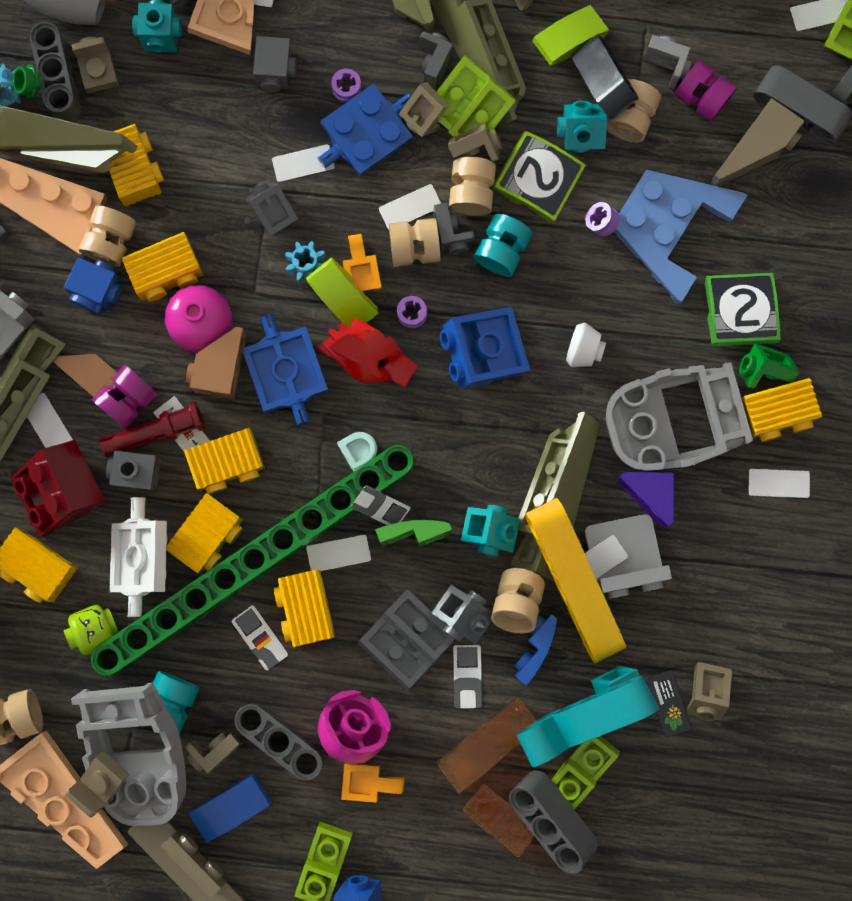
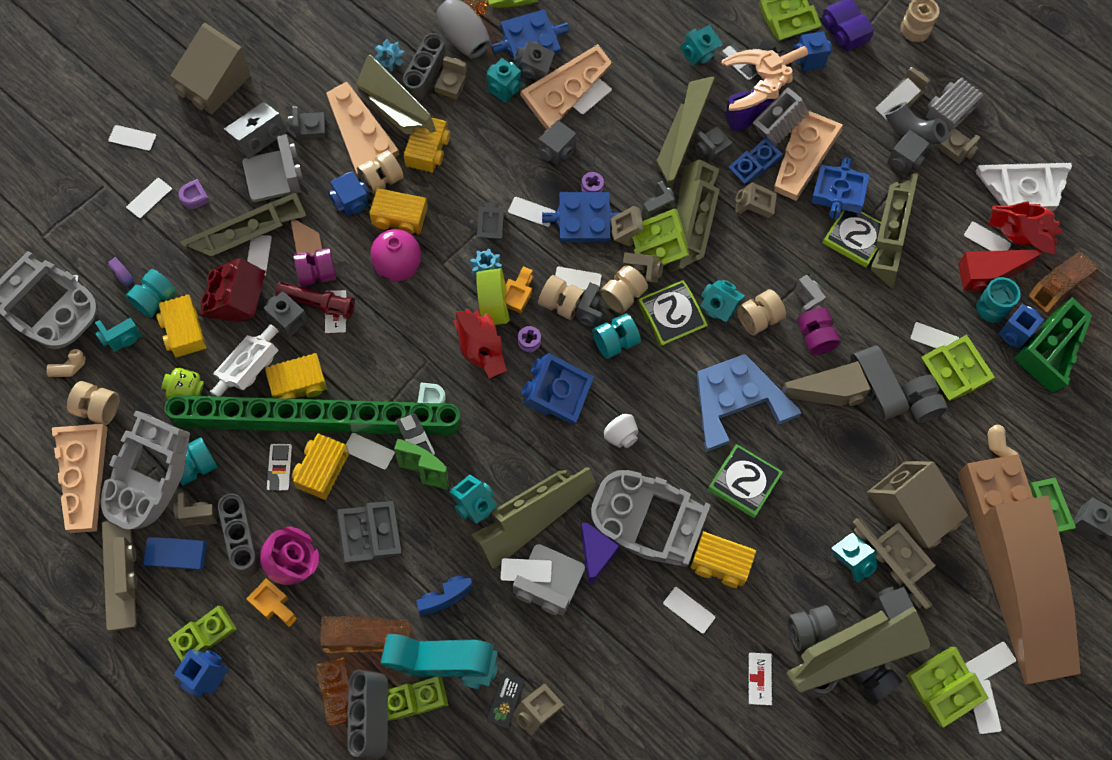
camera: 35 degrees right, 15 degrees down
(27, 81) = (403, 58): green plate -> none
(97, 784) = (108, 476): dark tan bracket -> none
(218, 366) = (386, 288): medium nougat slope -> none
(225, 460) = (344, 345): yellow brick -> none
(285, 370) = (423, 318): blue plate -> none
(463, 614) = (414, 539): dark grey brick -> none
(467, 676) = (388, 585): sticker -> none
(518, 600) = (455, 554): tan wheel -> none
(569, 34) = (754, 242): lime slope -> none
(575, 580) = (501, 568): yellow beam -> none
(596, 214) = (693, 363): medium lavender bush -> none
(604, 77) = (756, 278): black beam -> none
(769, 363) = (737, 524): green bracket -> none

